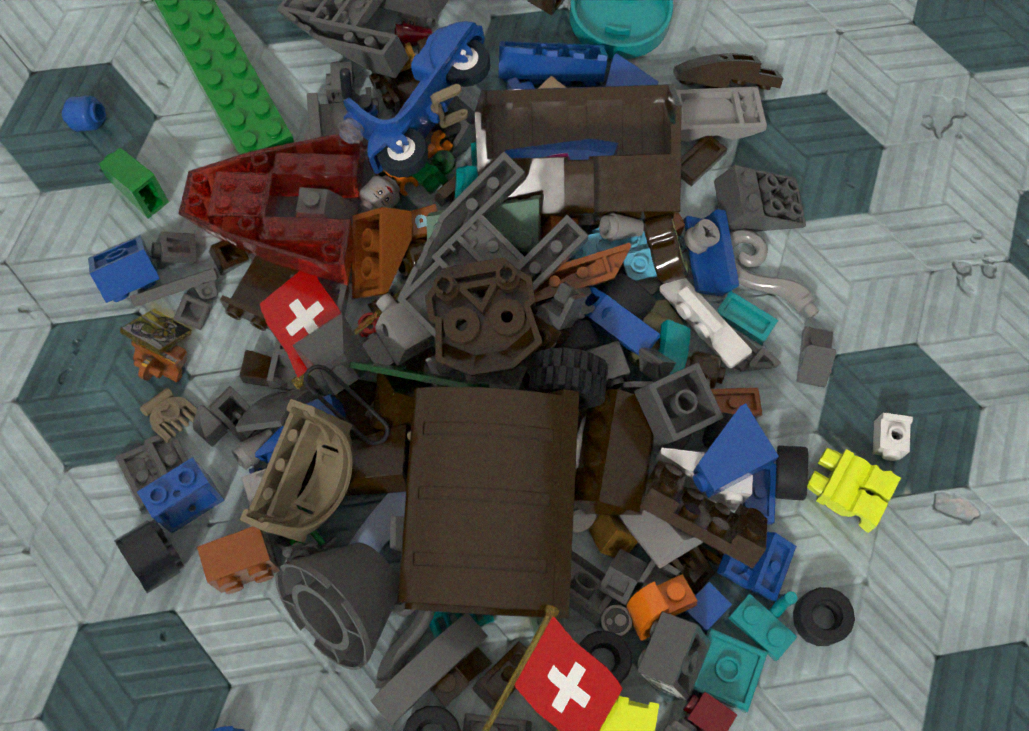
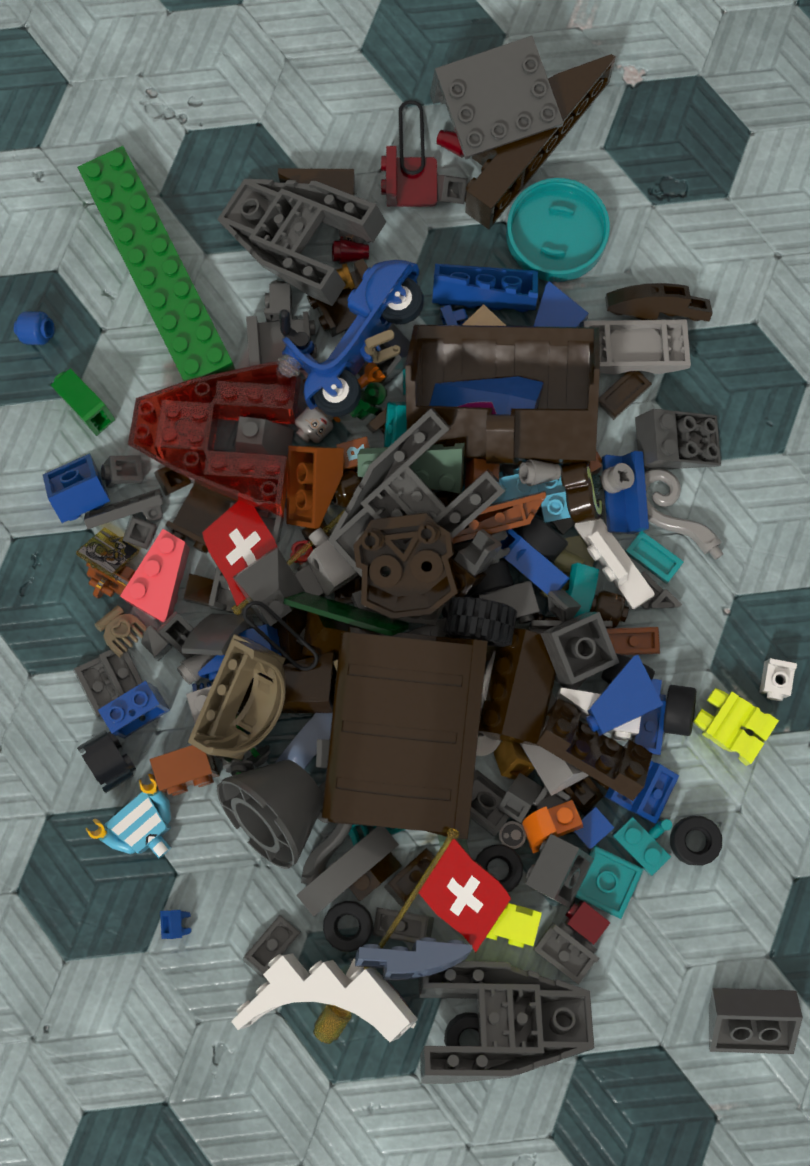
camera: 10 degrees right, 10 degrees up
(185, 627) = (138, 823): none -> medium azure torso
(211, 355) = (158, 577): none -> coral wedge
(815, 357) = (715, 598): dark grey slope -> none

